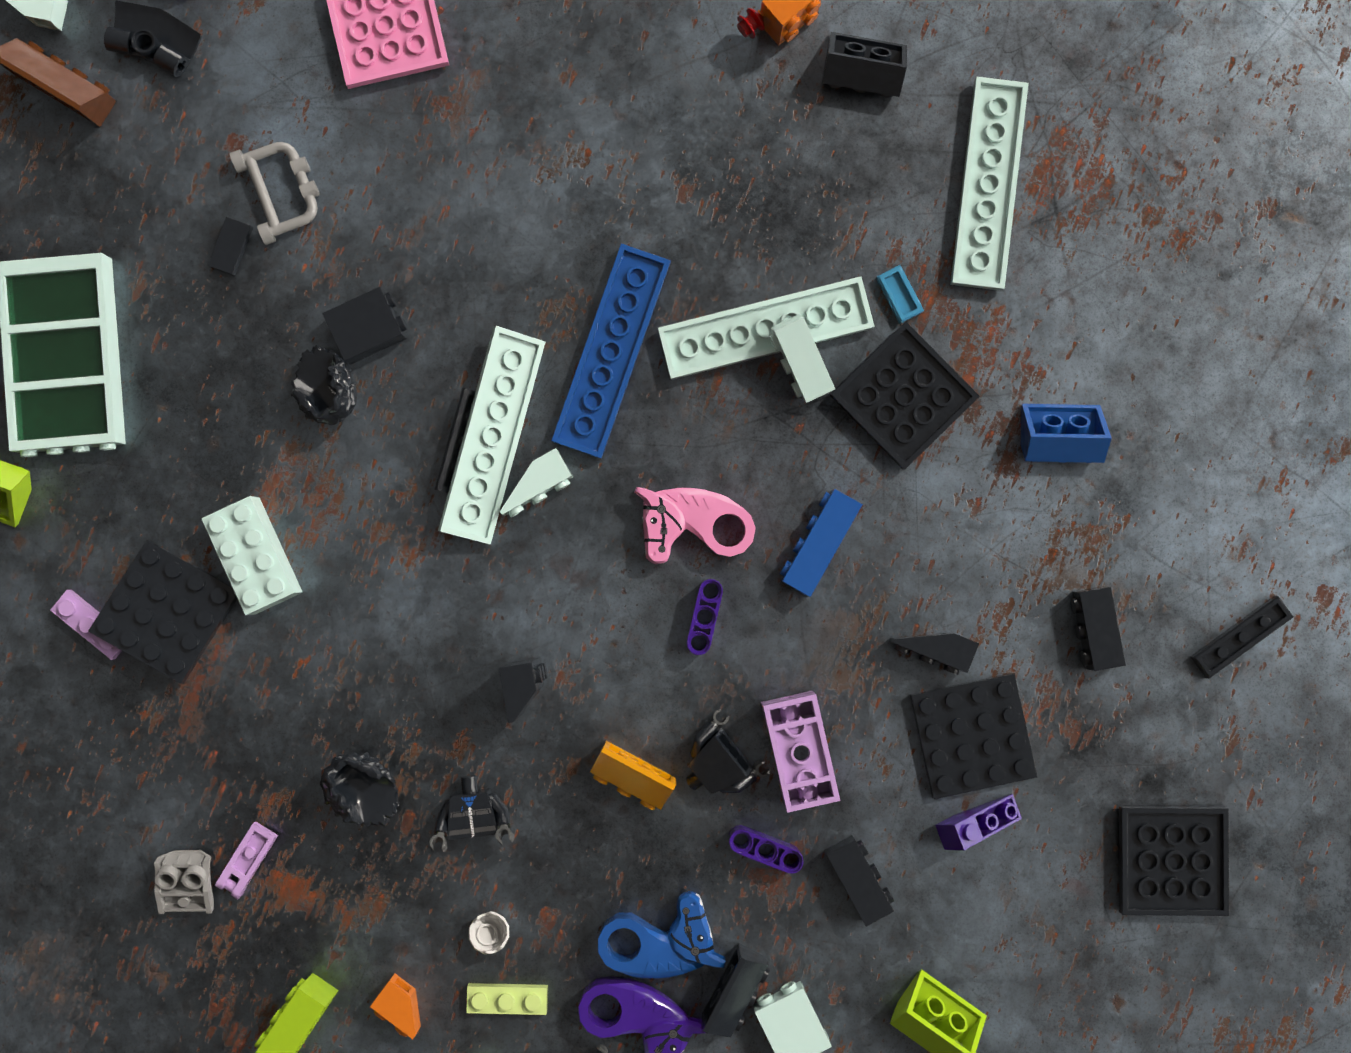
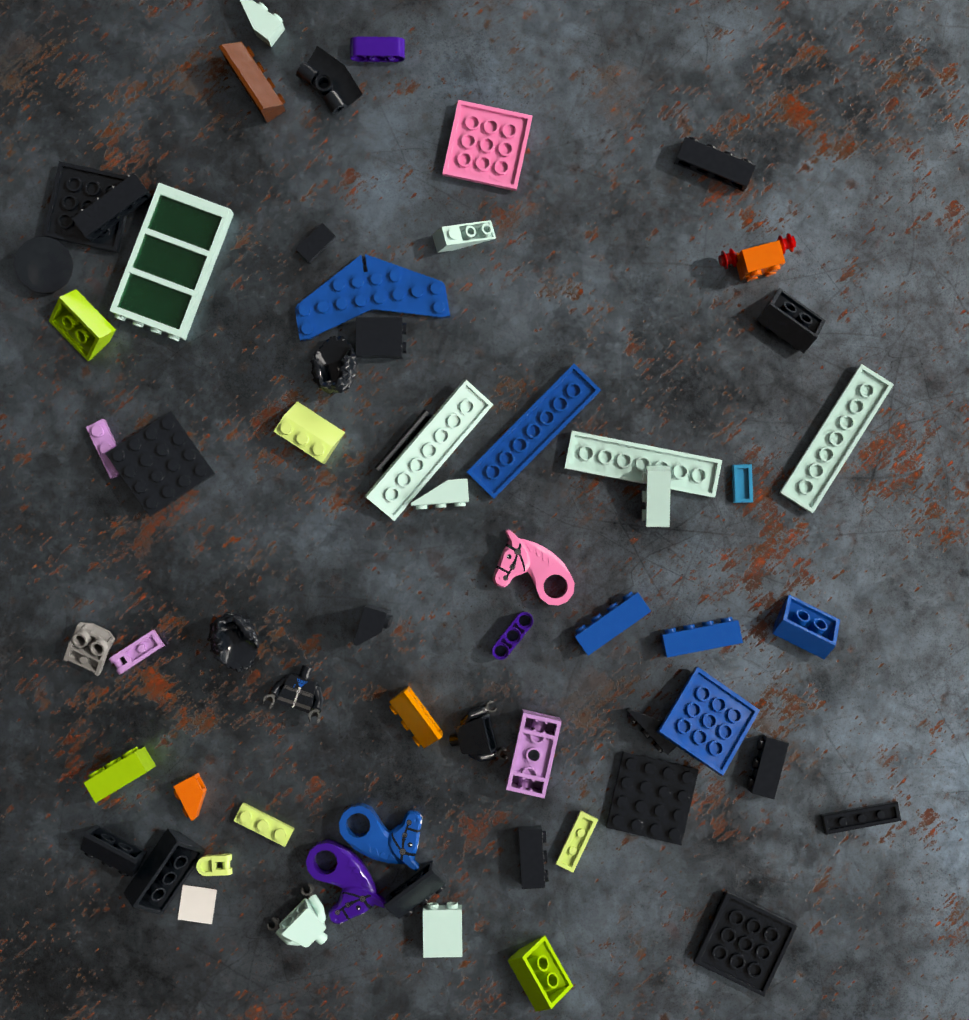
camera: 20 degrees right, 0 degrees up
(252, 555) = (234, 454): light aqua brick -> none
(308, 189) = (384, 230): light grey bar -> none
(311, 282) = (357, 292): none -> blue wing
(332, 484) = (309, 432): none -> yellowish green slope
(408, 150) = (463, 235): none -> light aqua slope
(489, 933) = (273, 775): white hair -> none
(773, 859) = (482, 816): dark purple beam -> none
(905, 395) = (713, 552): black plate -> none
(905, 833) = (576, 841): none -> yellowish green plate
(939, 508) = (701, 638): none -> blue brick
(978, 823) = (627, 857): dark purple slope -> none
(998, 607) = (708, 721): none -> blue plate

